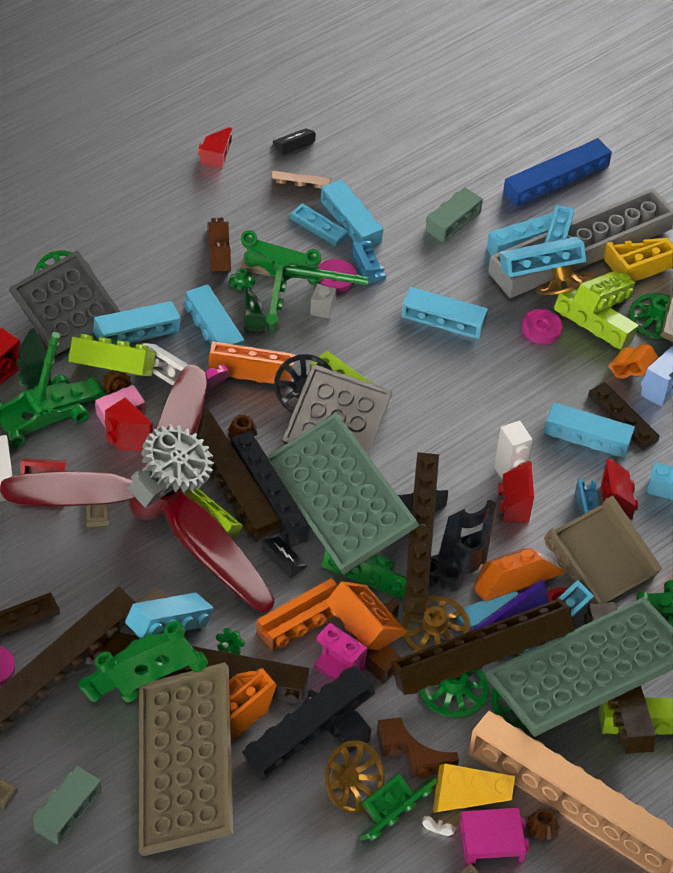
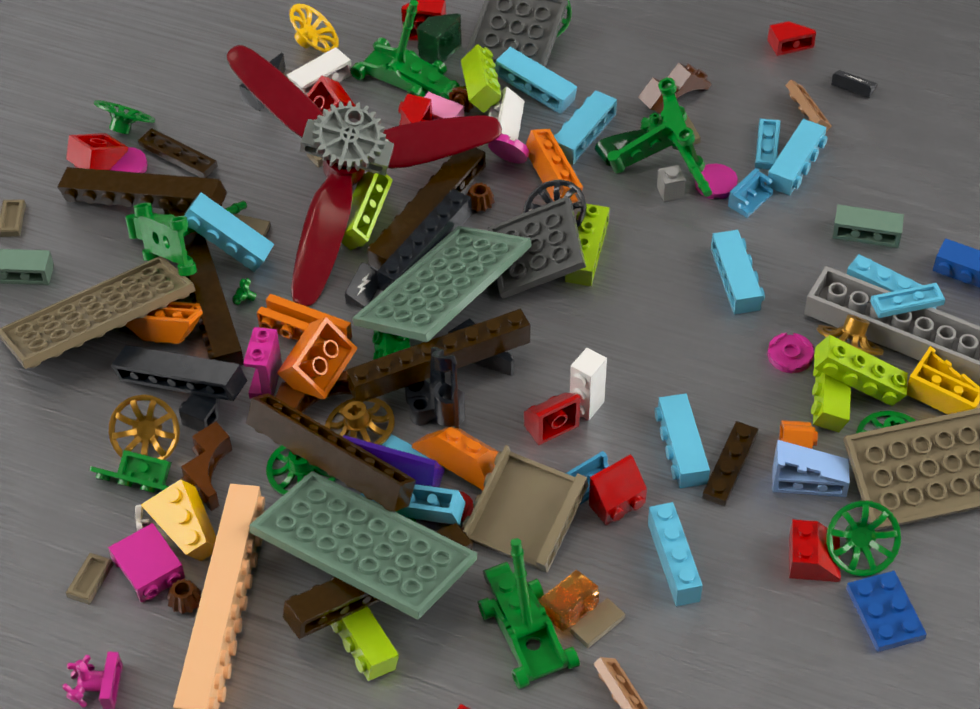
camera: 65 degrees right, 0 degrees up
(542, 256) = (848, 297): medium azure brick -> none

